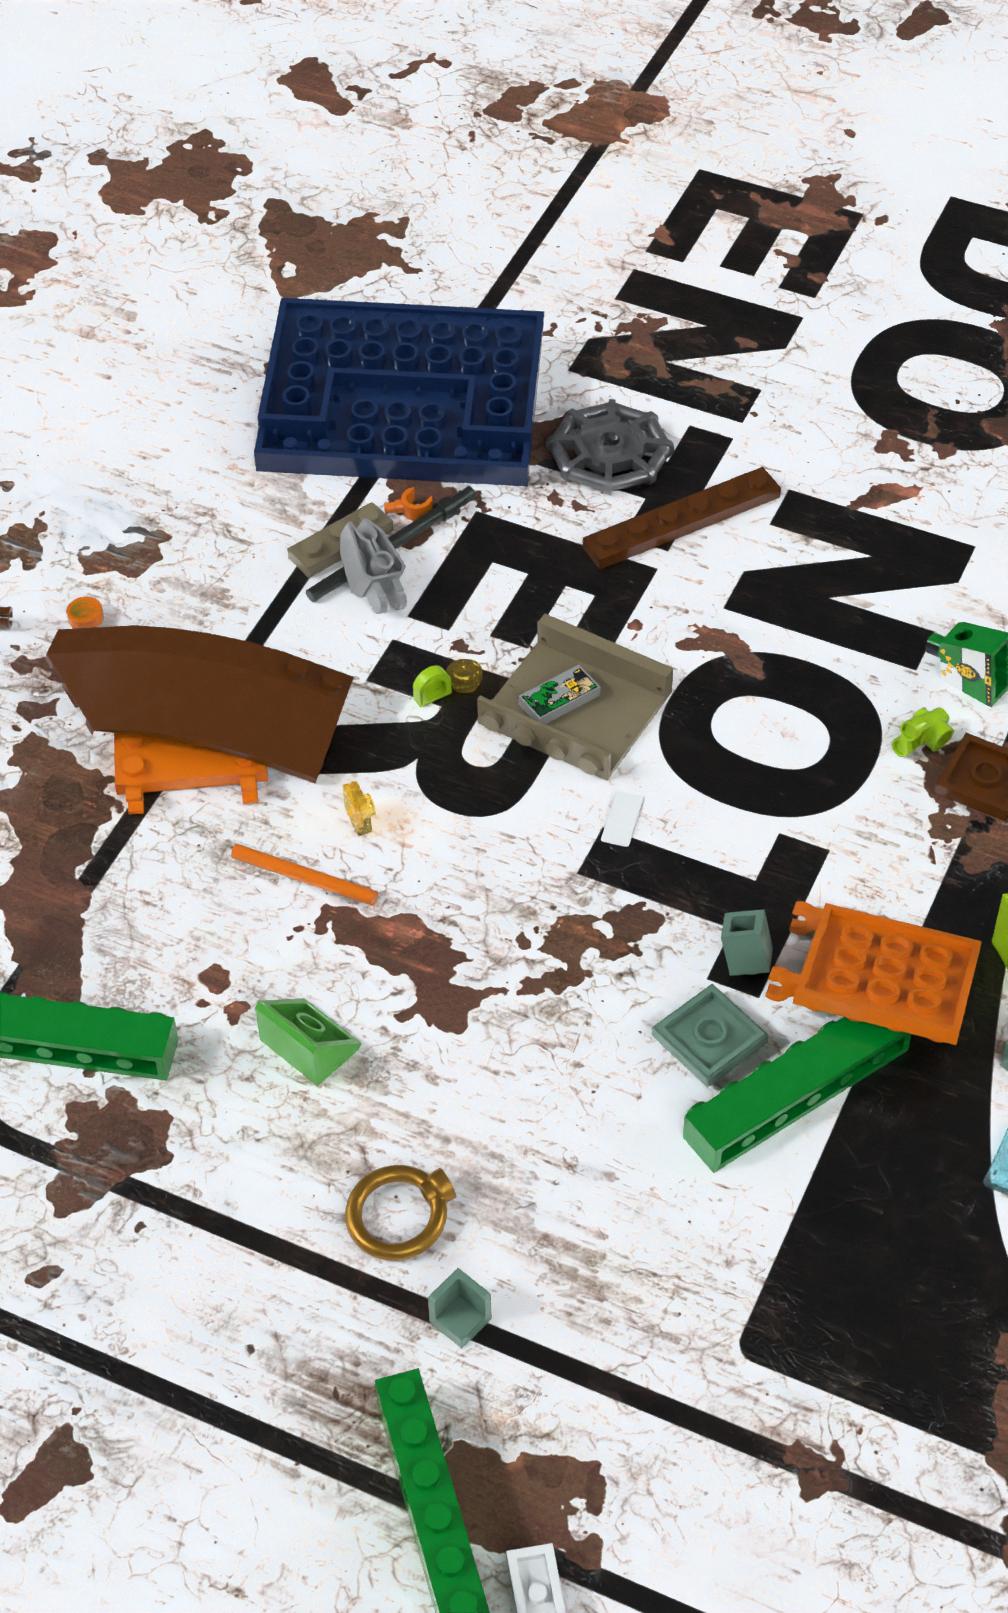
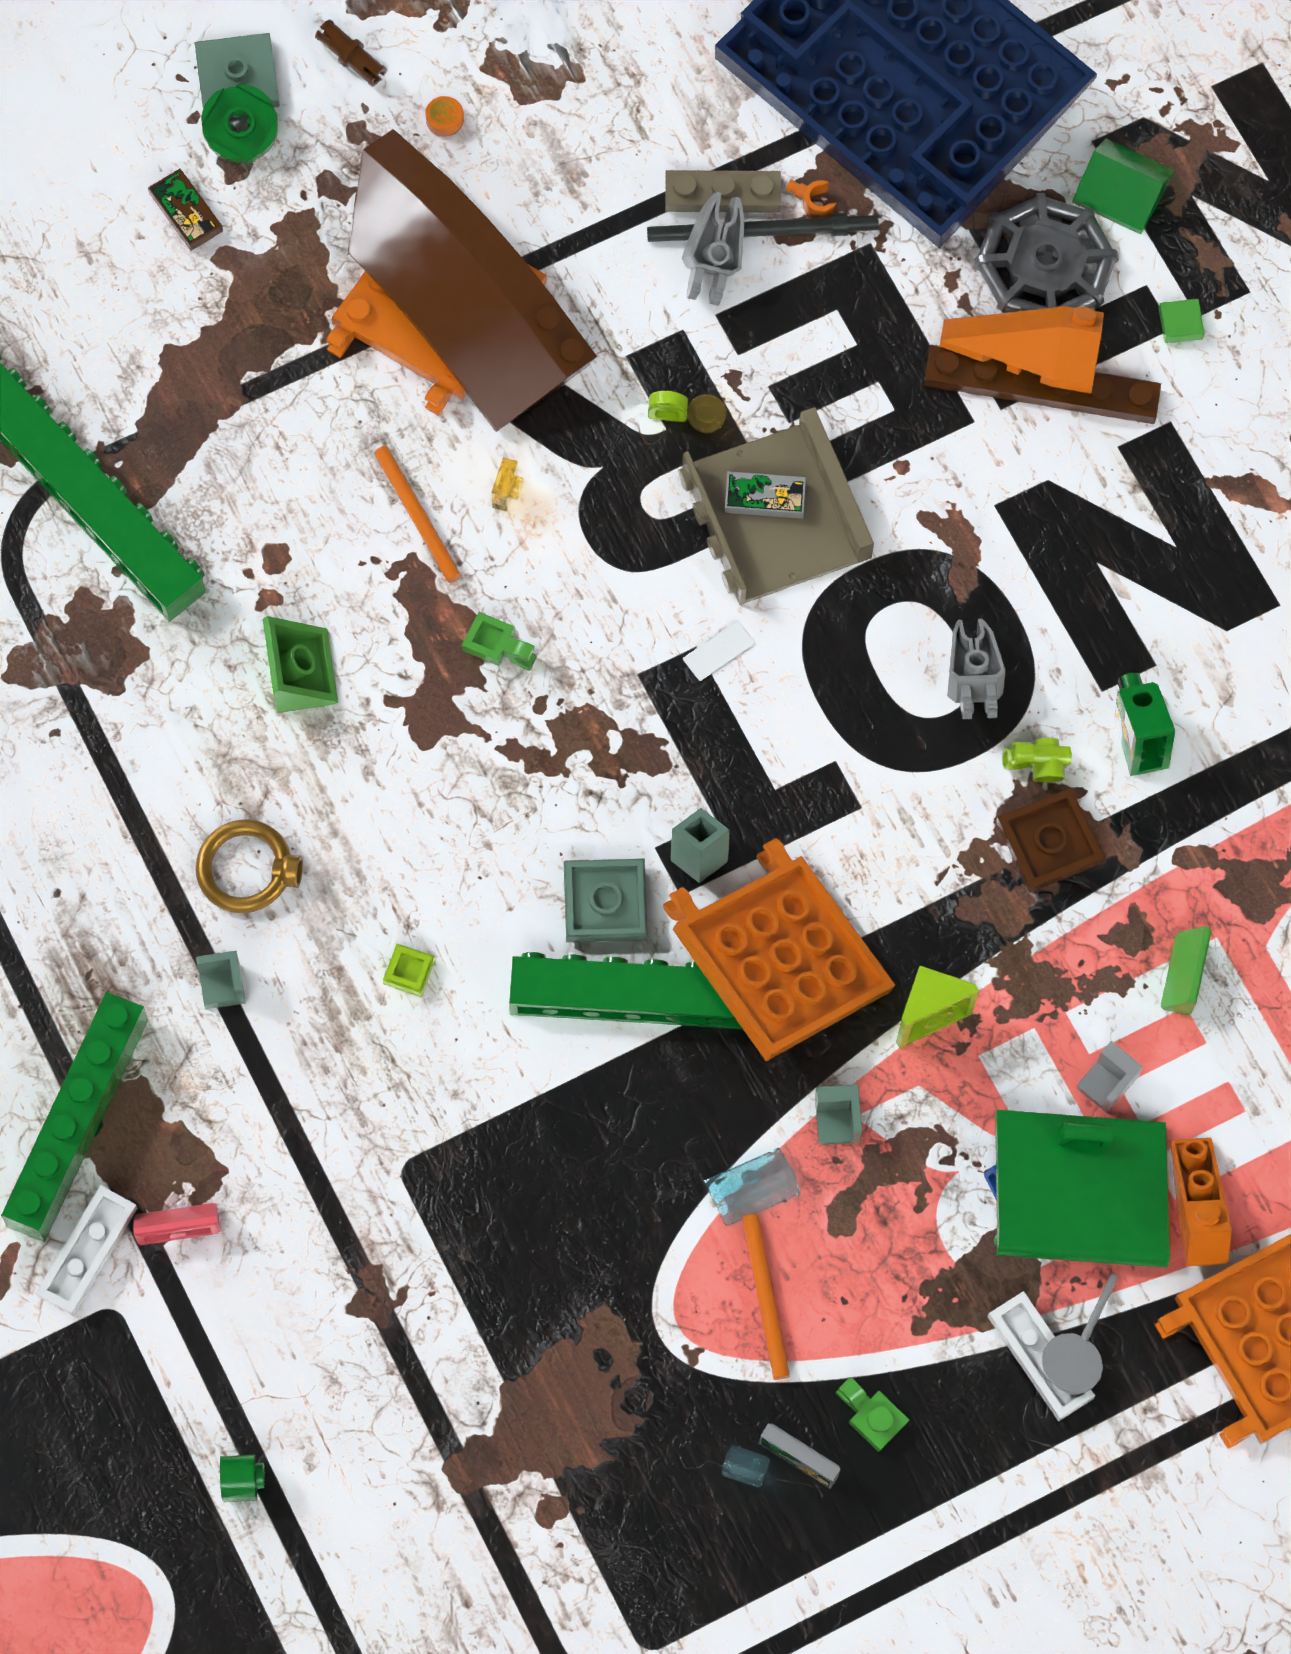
camera: 35 degrees right, 20 degrees up
(448, 916) = (494, 639): none -> bright green plate
(599, 1536) = (176, 1224): none -> coral slope
(604, 1195) = (409, 970): none -> lime tile
(618, 376) = (1122, 185): none -> green slope
(668, 477) = (1049, 342): none -> orange wedge
(736, 428) = (1181, 321): none -> bright green tile
(823, 703) = (975, 671): none -> light grey hinge

